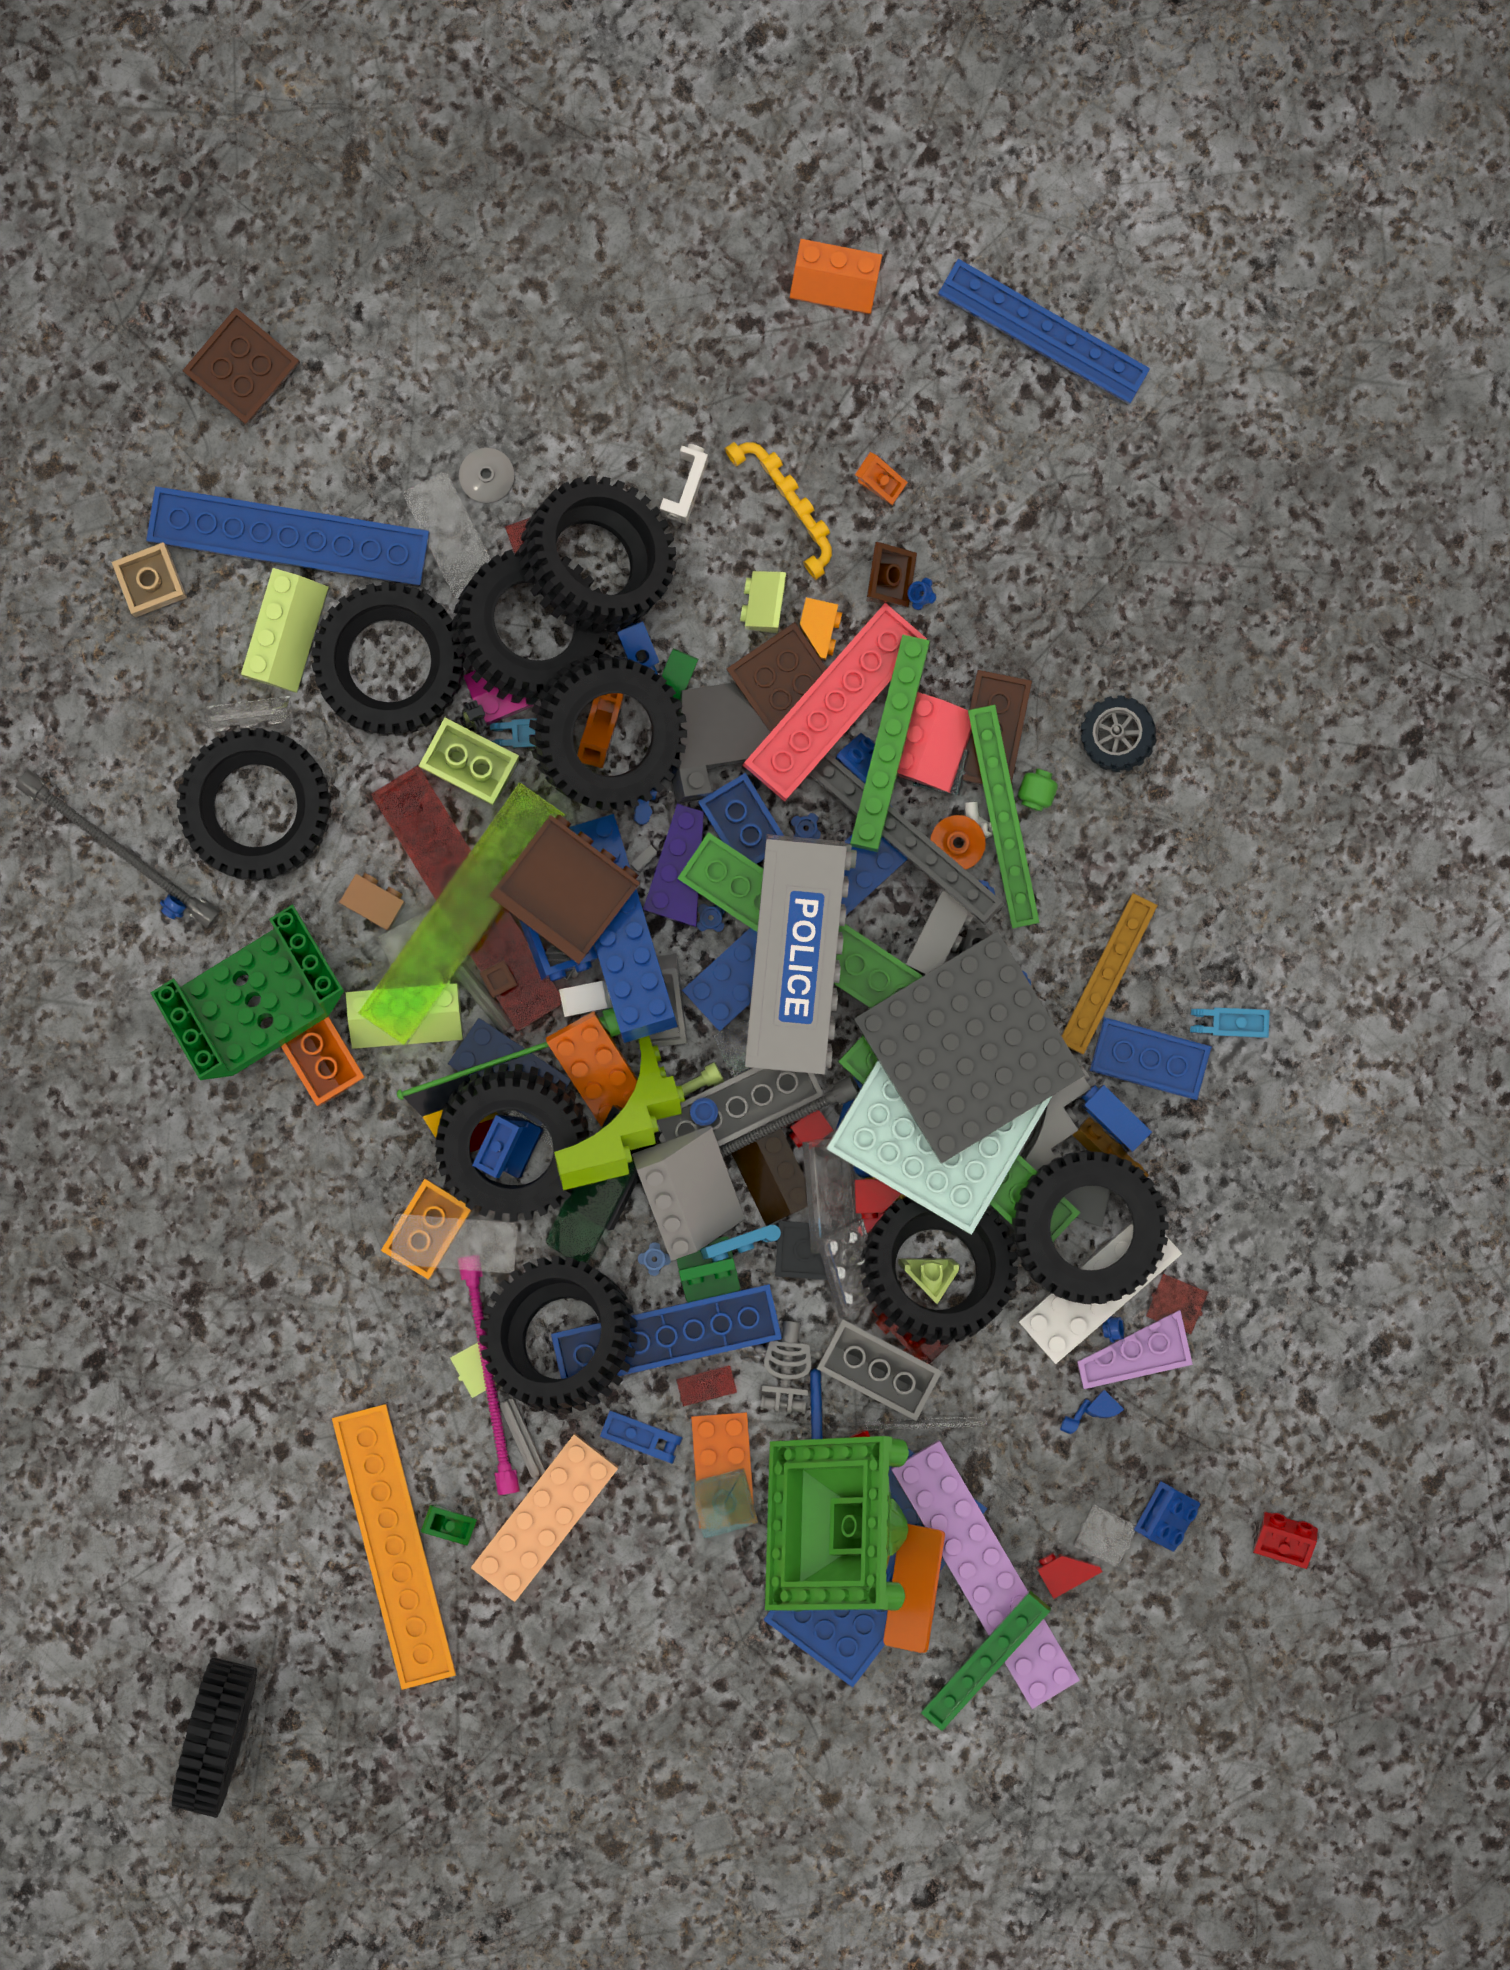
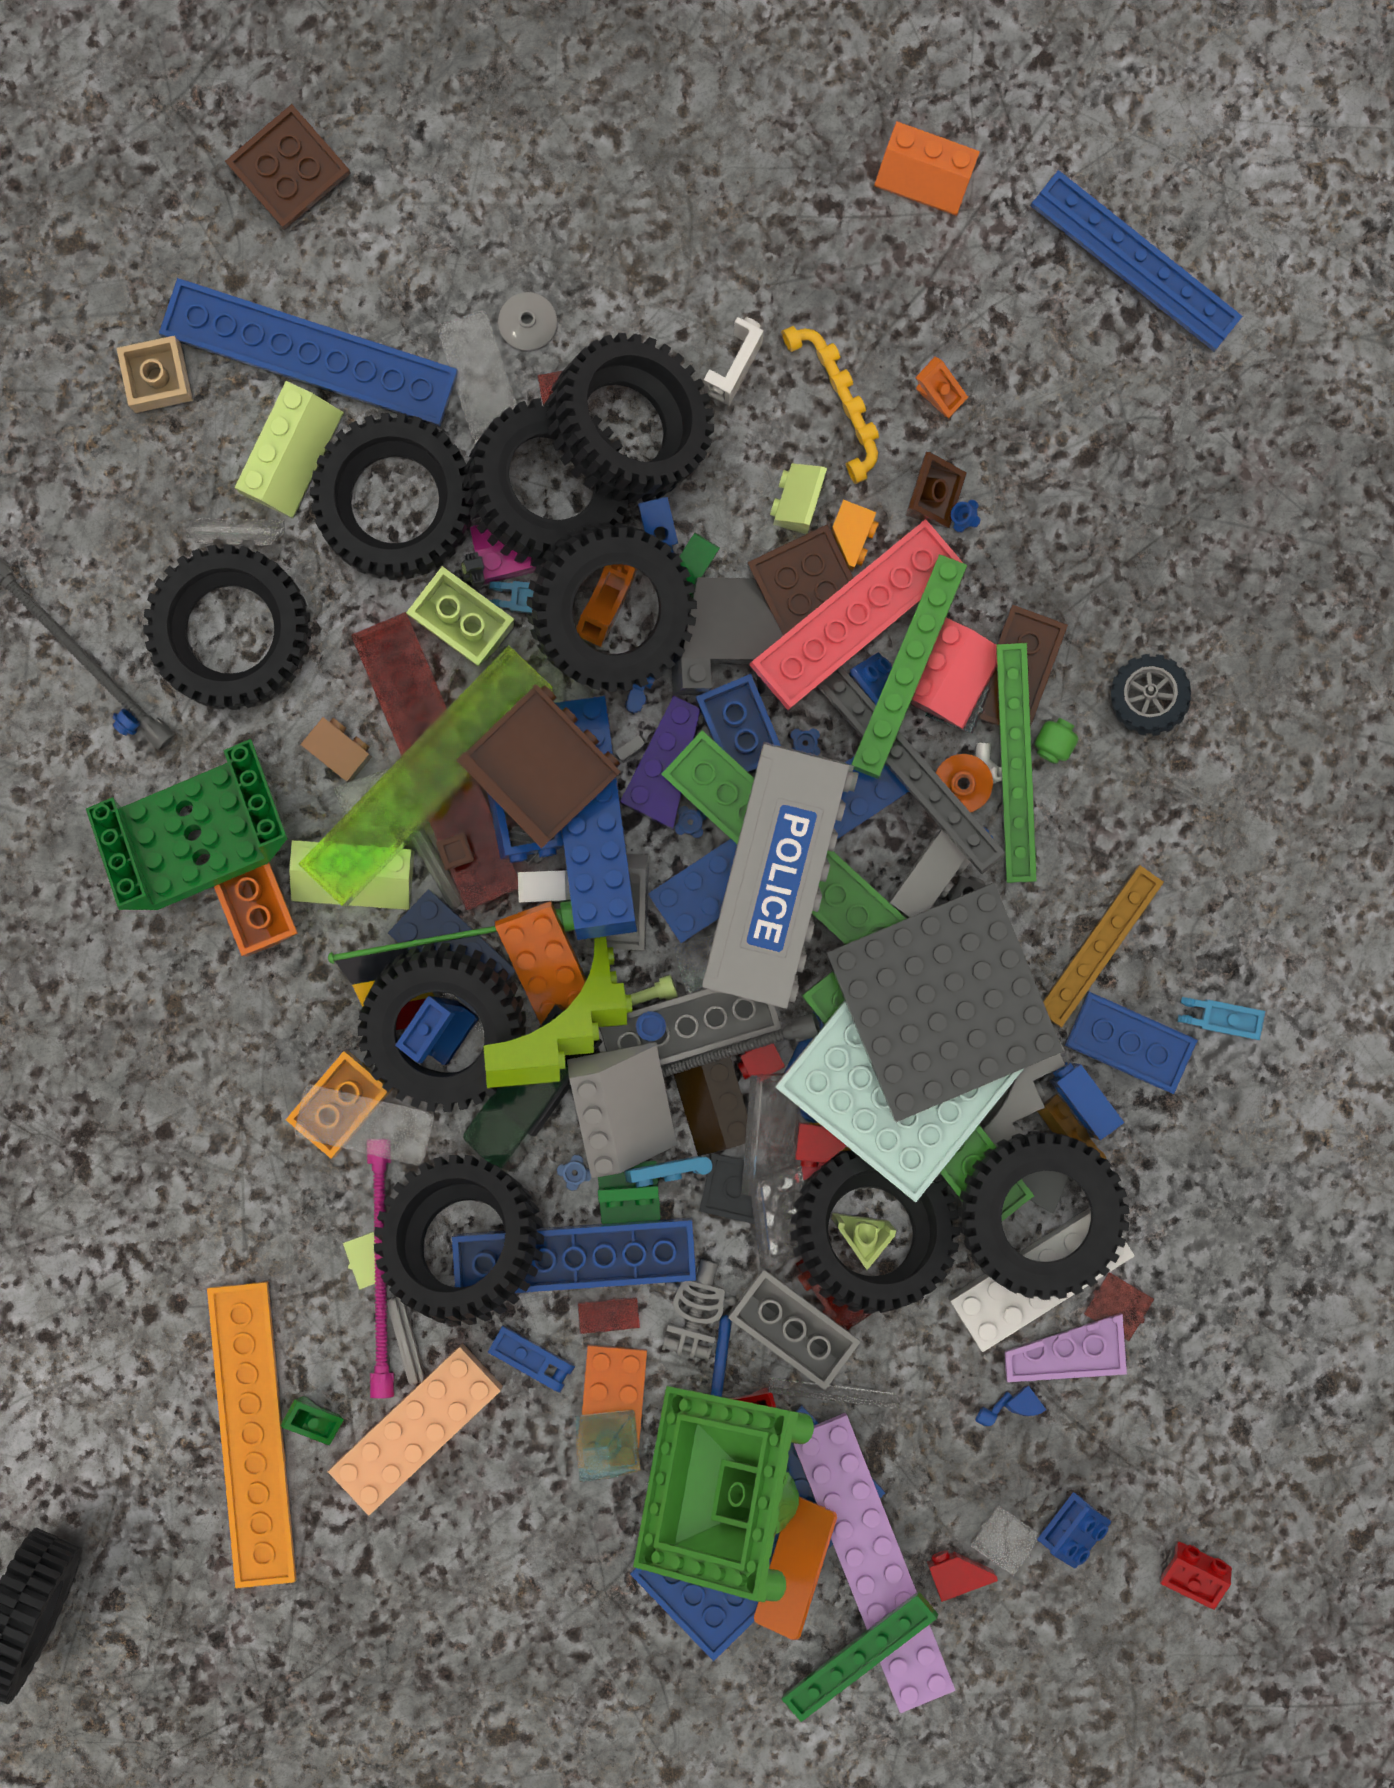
camera: 10 degrees right, 0 degrees up
(1113, 1328) = (1048, 1323): blue plate -> none

